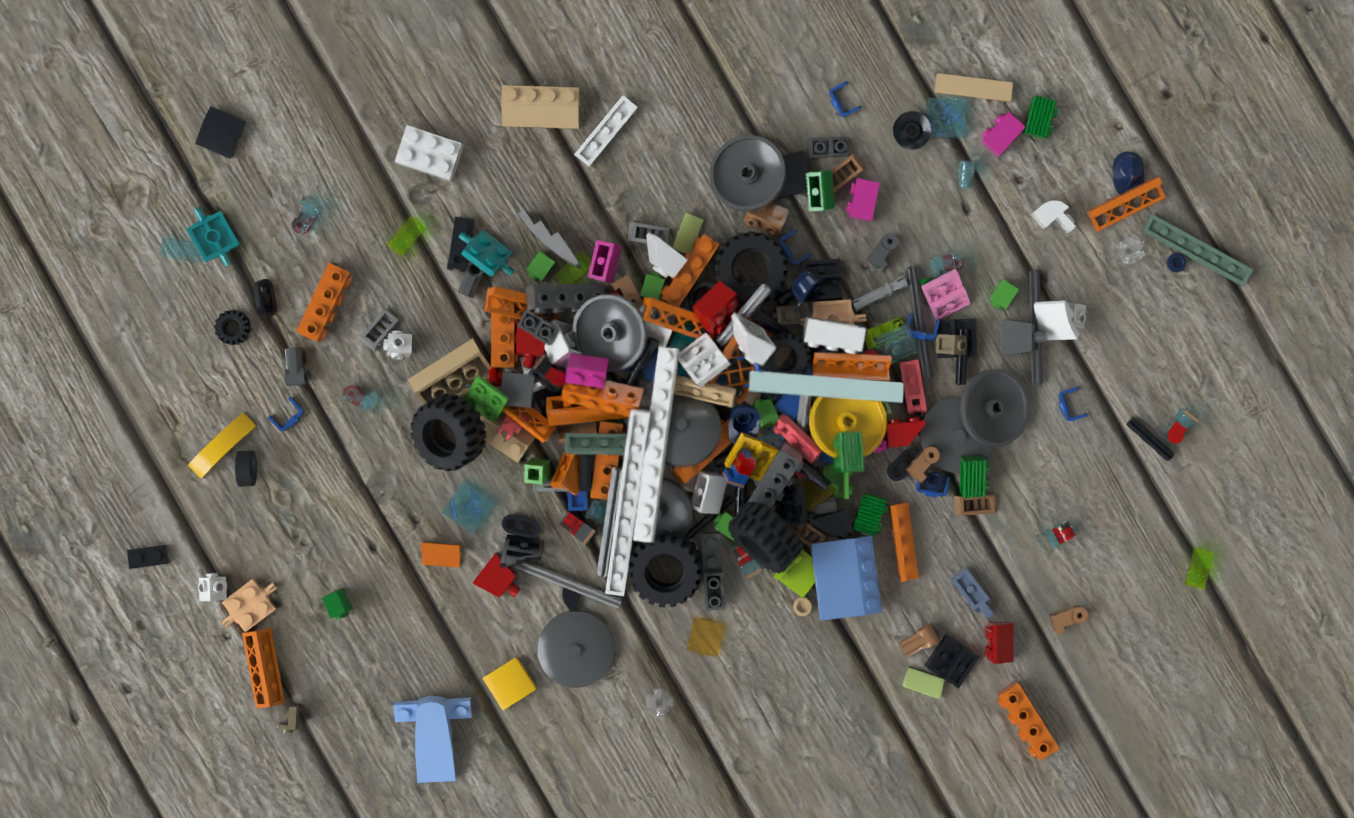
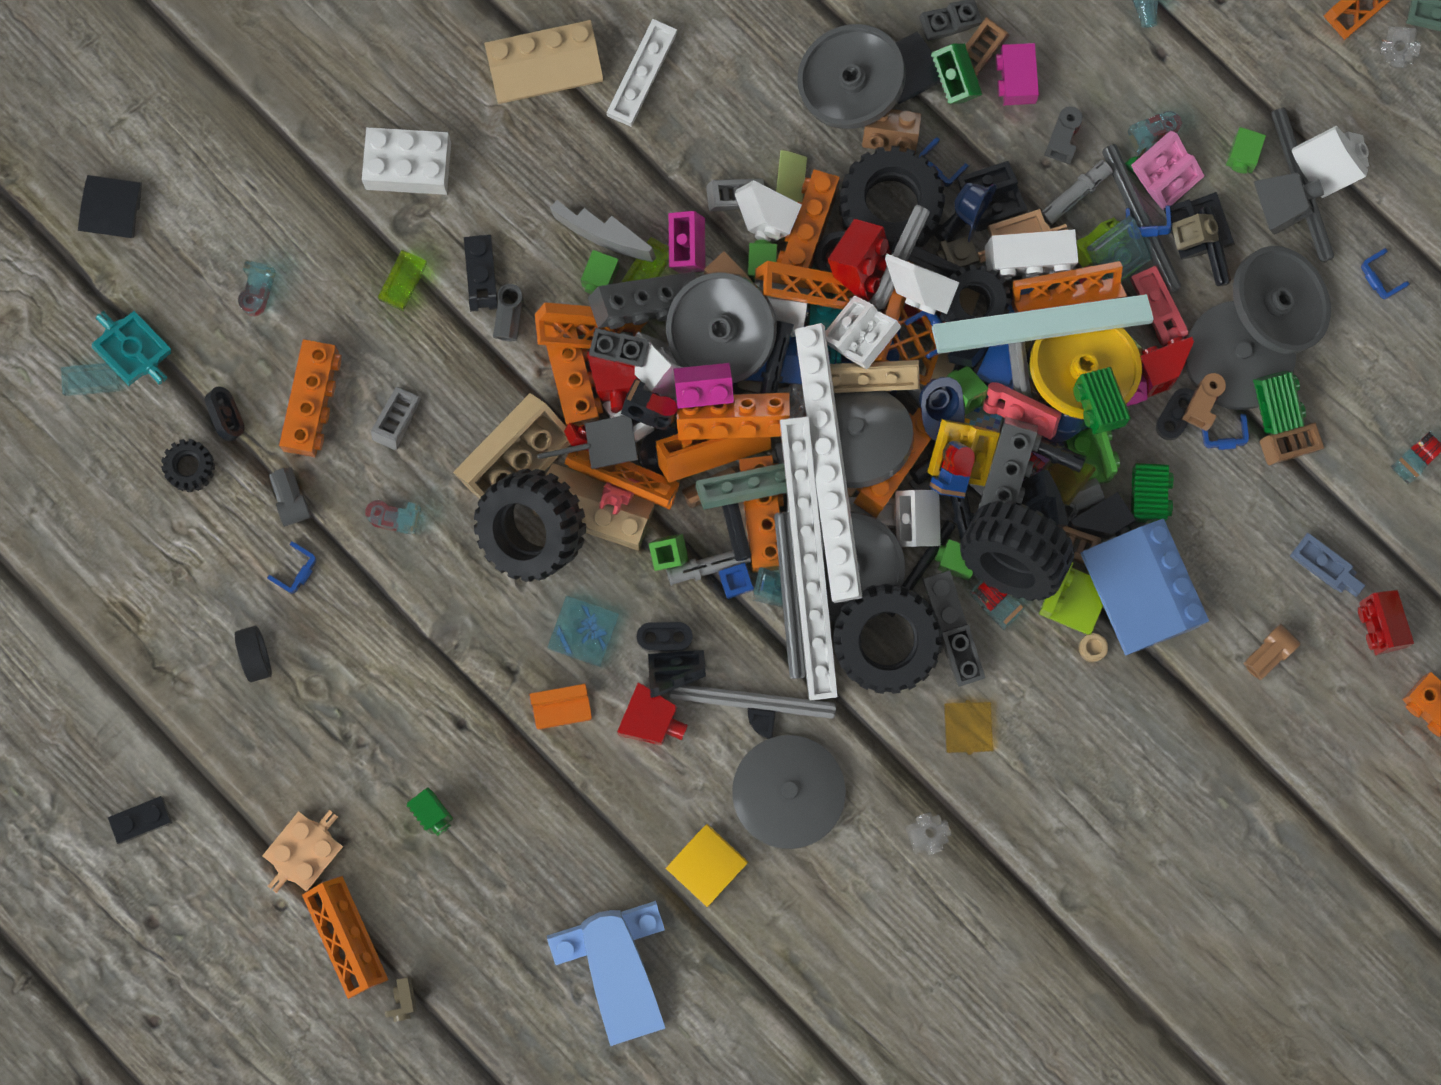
camera: 20 degrees left, 10 degrees down
(212, 587) = (244, 838): white brick -> none
(221, 445) = (209, 634): yellow slope -> none
(404, 344) = (428, 428): white brick -> none
(486, 253) = (520, 272): teal plate -> none
(486, 399) = (573, 463): bright green bracket -> none
(567, 474) = (712, 542): orange panel -> none
(577, 527) = (745, 618): leg -> none
(903, 541) = (1208, 520): orange fence -> none
(923, 683) = (1295, 710): yellowish green slope -> none
(934, 481) = (1227, 425): dark blue plate -> none
(951, 661) = (1326, 669): black slope -> none
(1053, 211) = (1281, 24): white brick -> none

